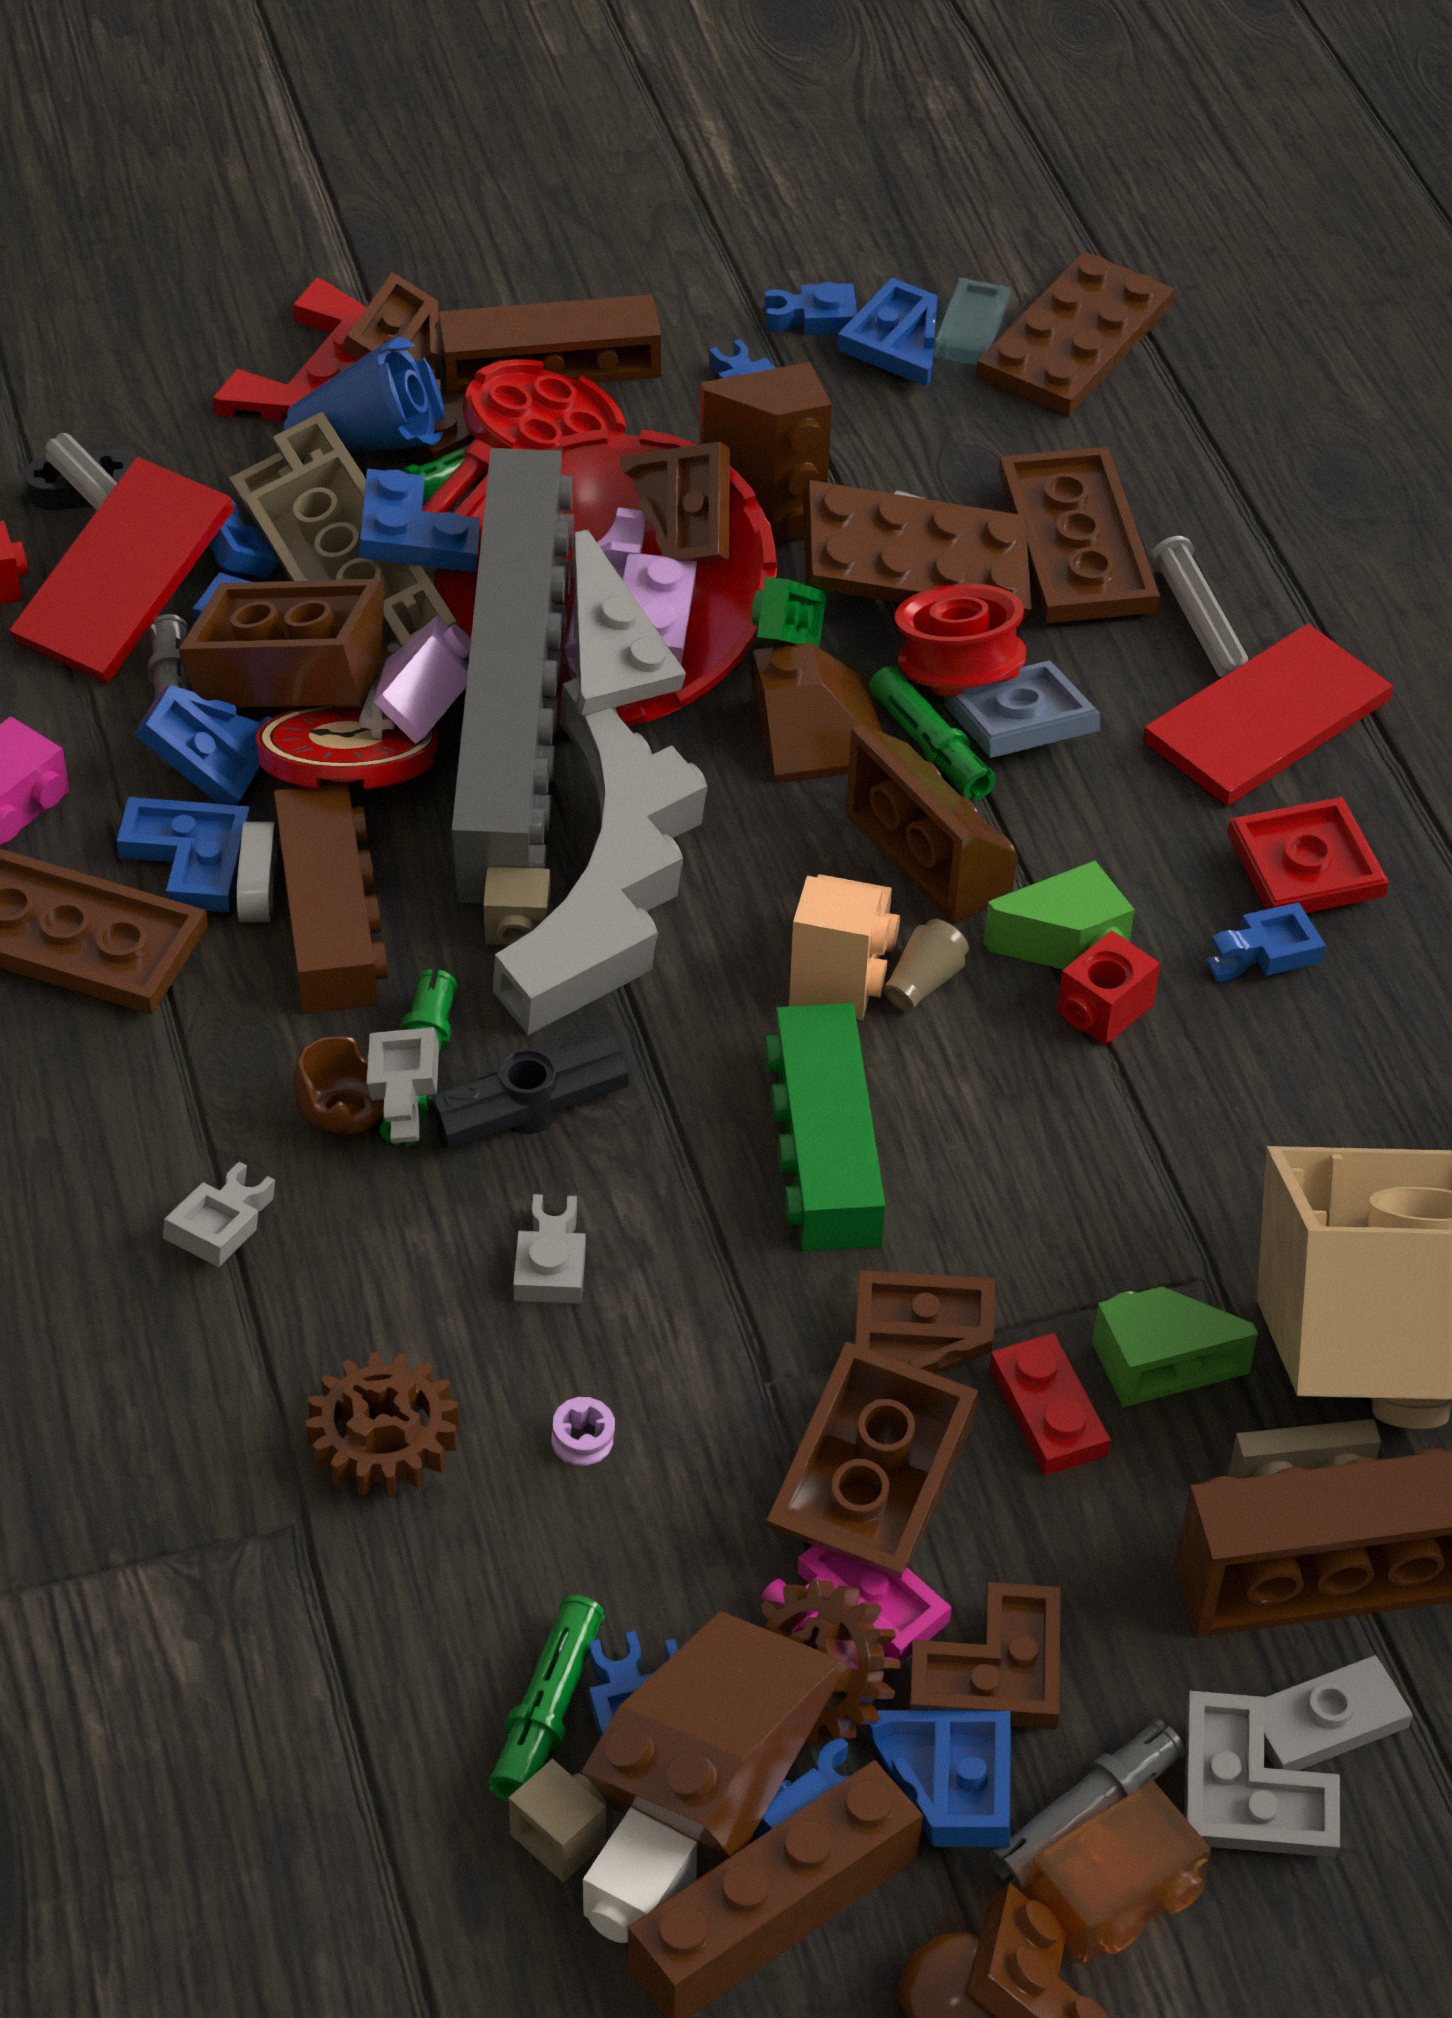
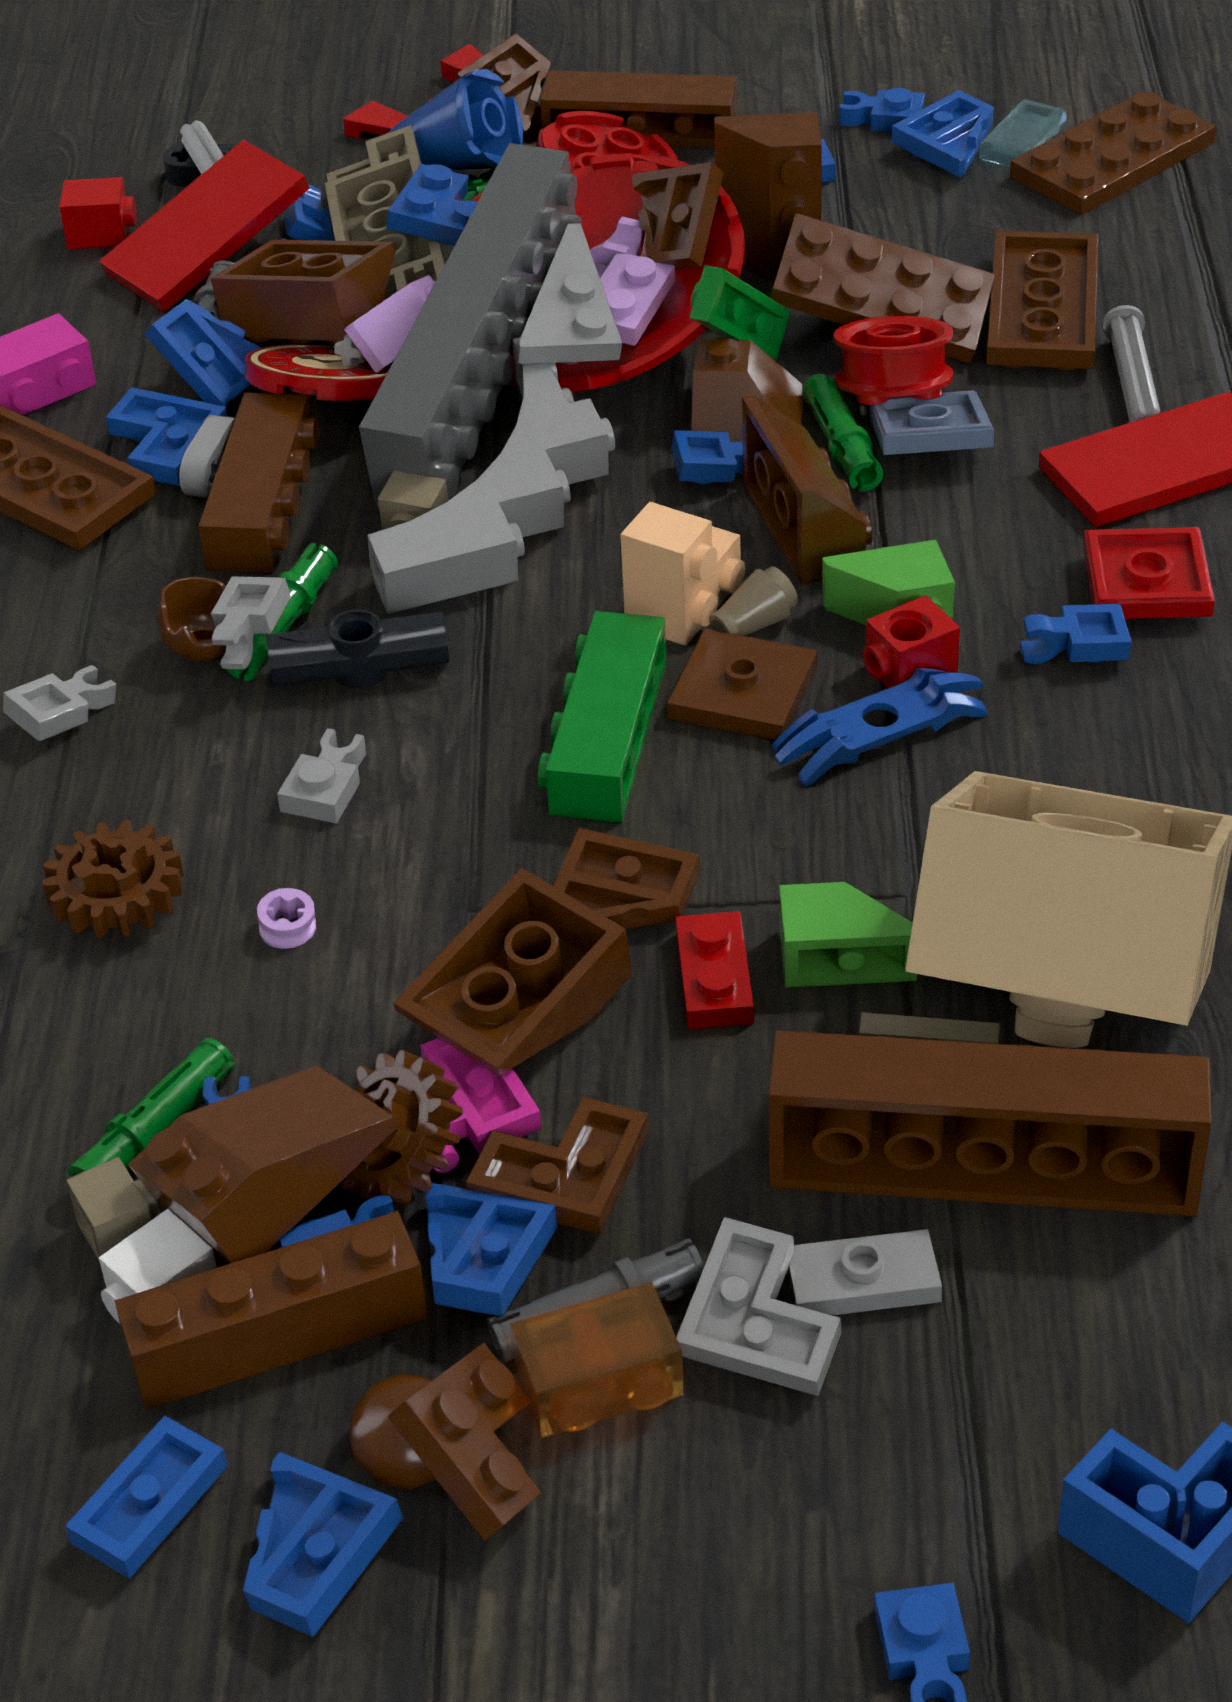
camera: 20 degrees right, 5 degrees down
(804, 786) = (706, 456): none -> blue plate
(946, 1060) = (742, 684): none -> reddish brown plate
(1074, 1097) = (845, 733): none -> blue piece

